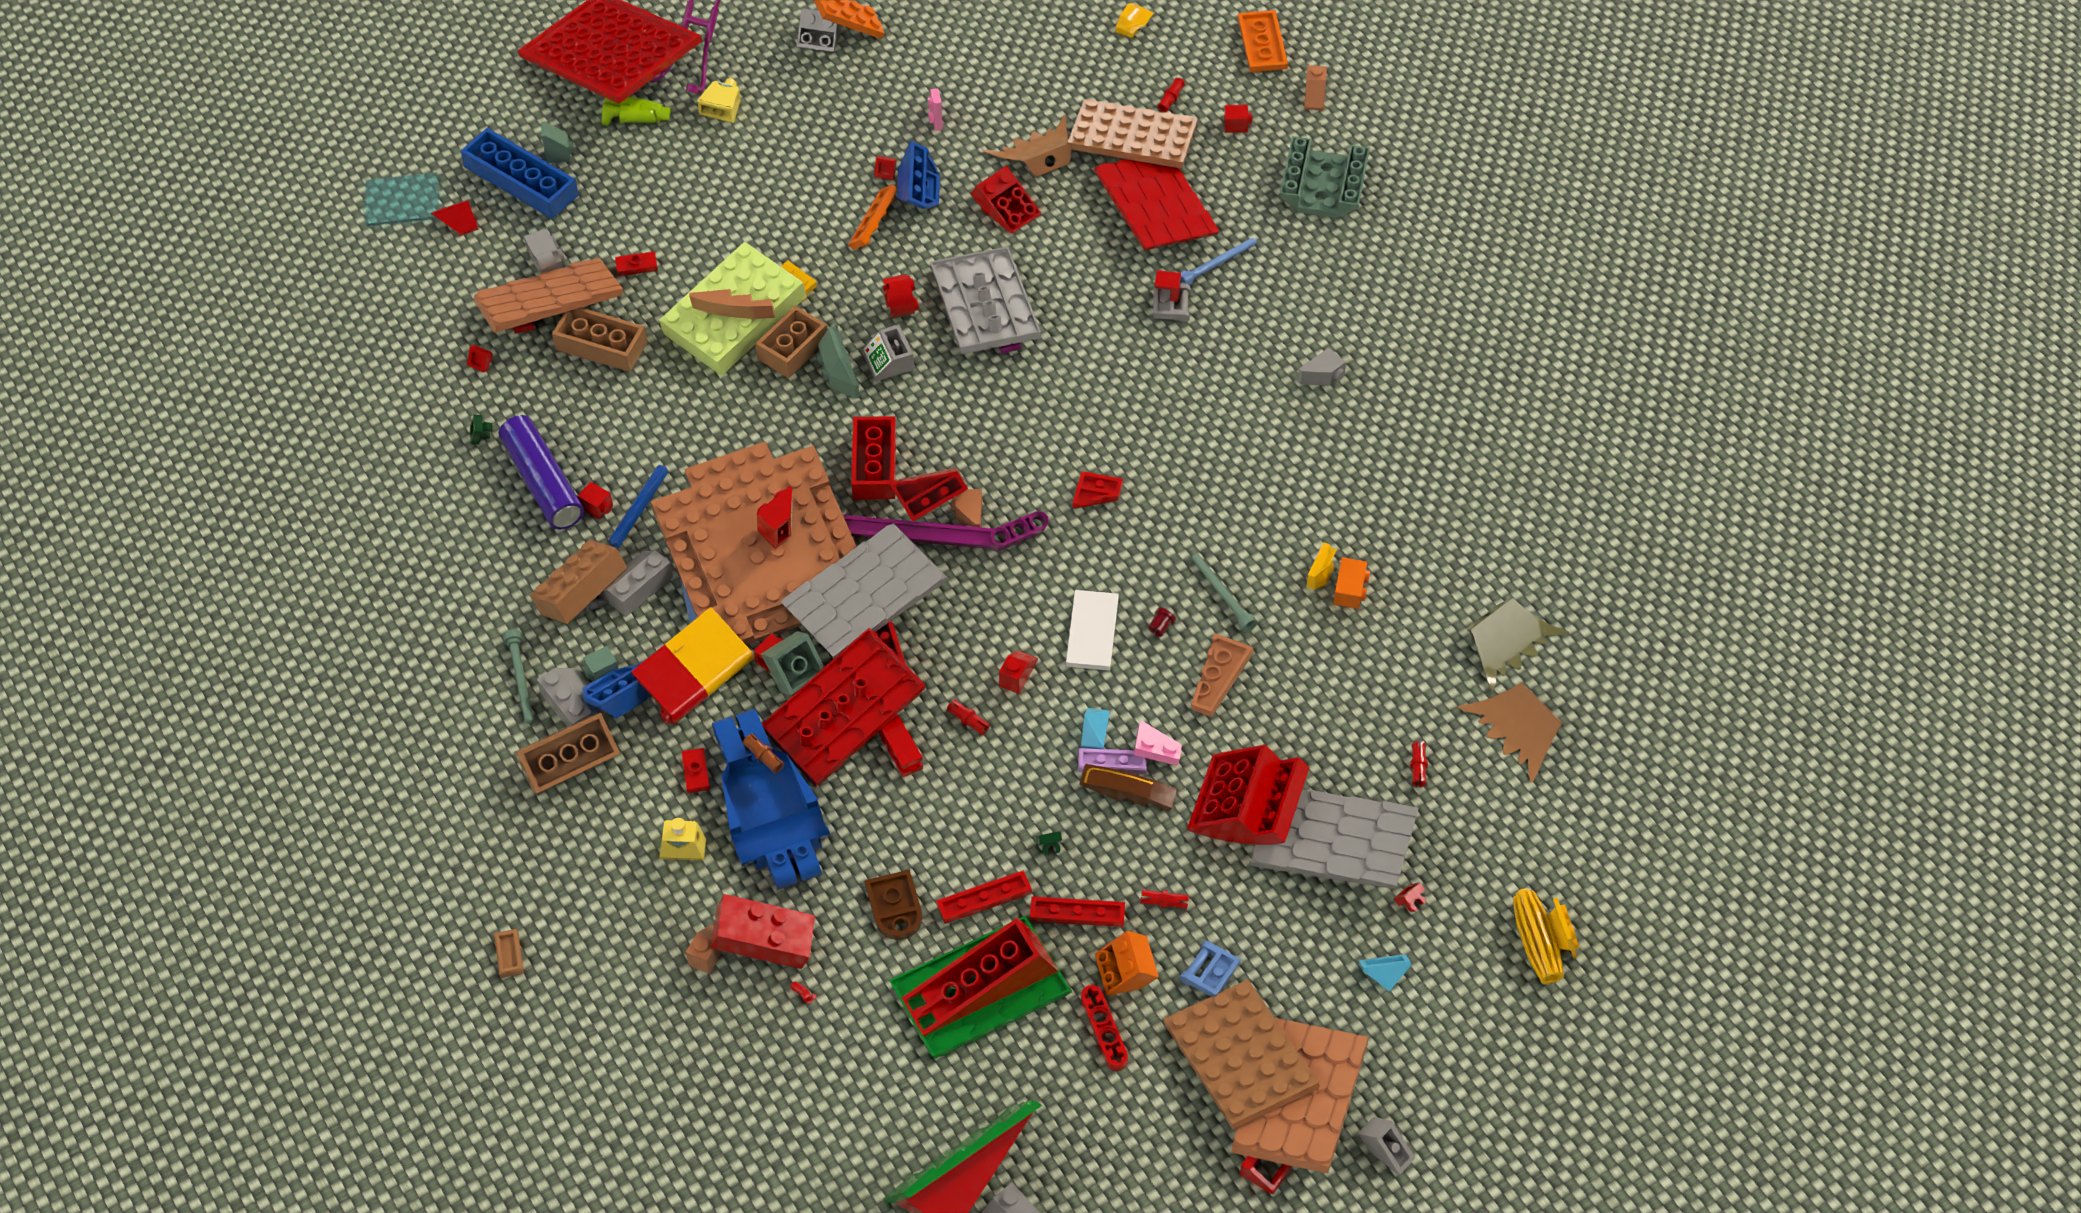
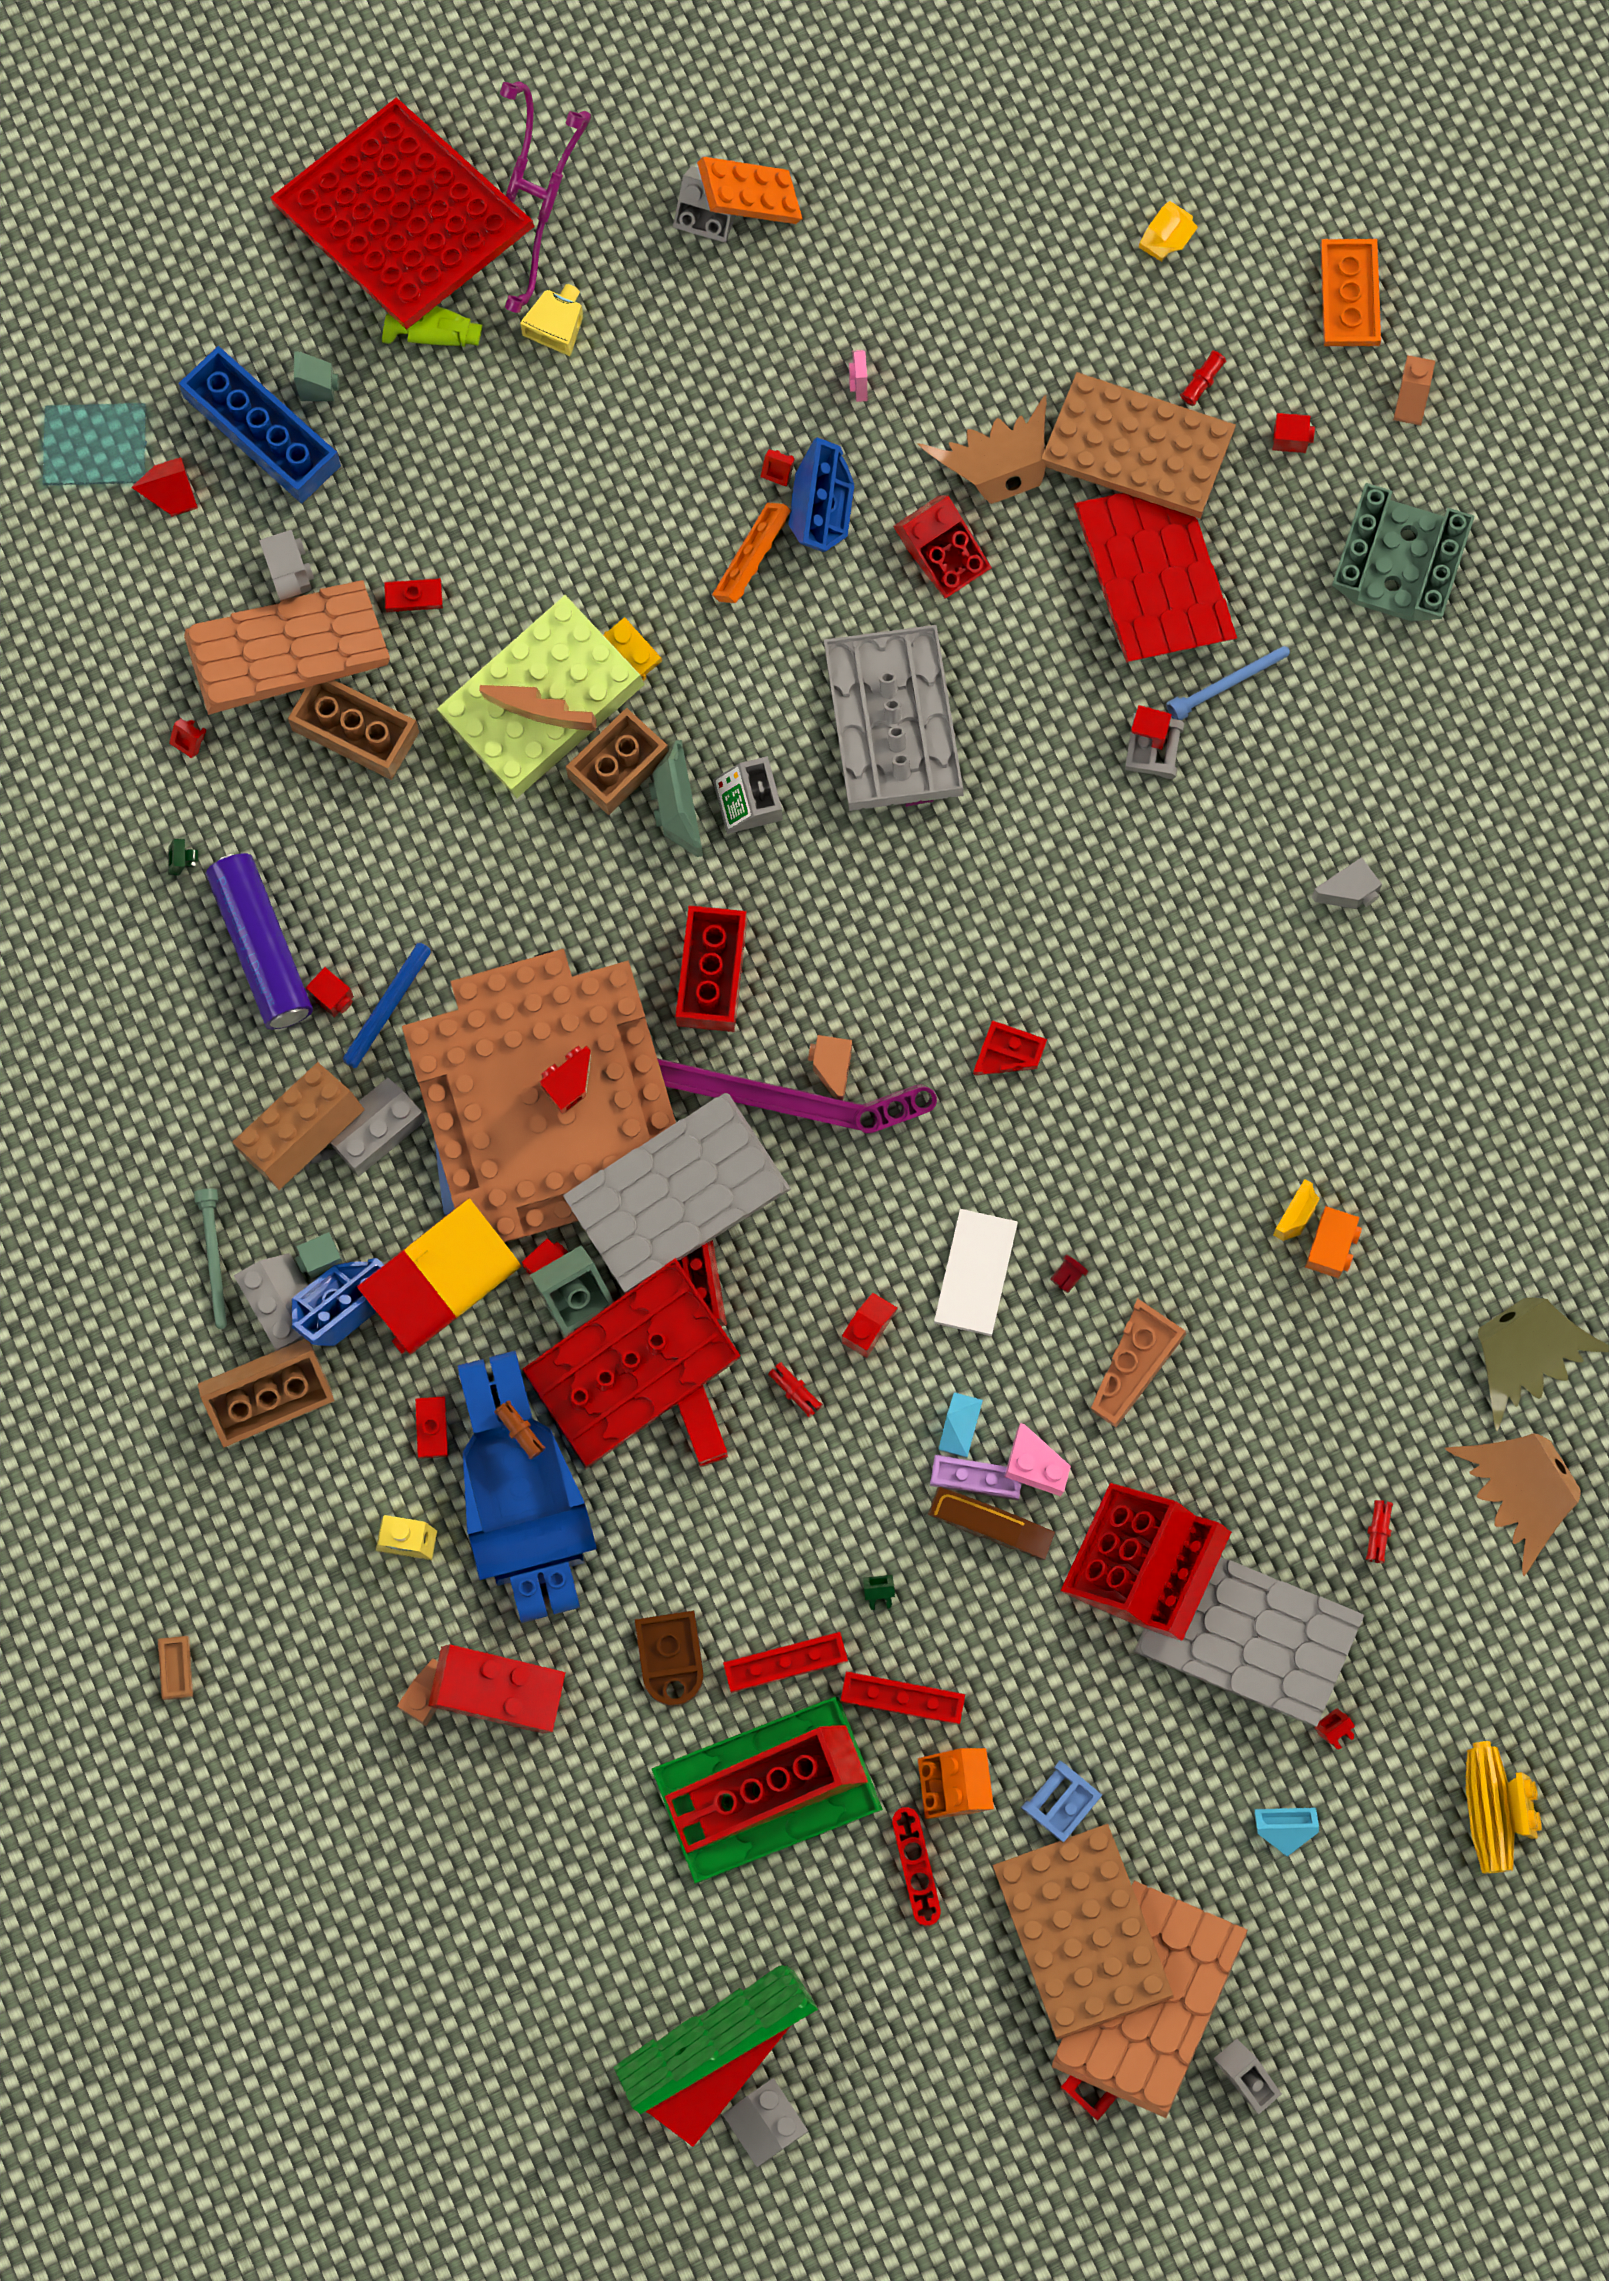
camera: 10 degrees right, 20 degrees up
(803, 991) = (542, 1768): red piece -> none
(899, 295) = (775, 701): red brick -> none
(928, 491) = (778, 1042): red wedge -> none
(1164, 899) = (1016, 1693): red pin -> none
(1246, 621) = (1182, 1282): sand green piece -> none

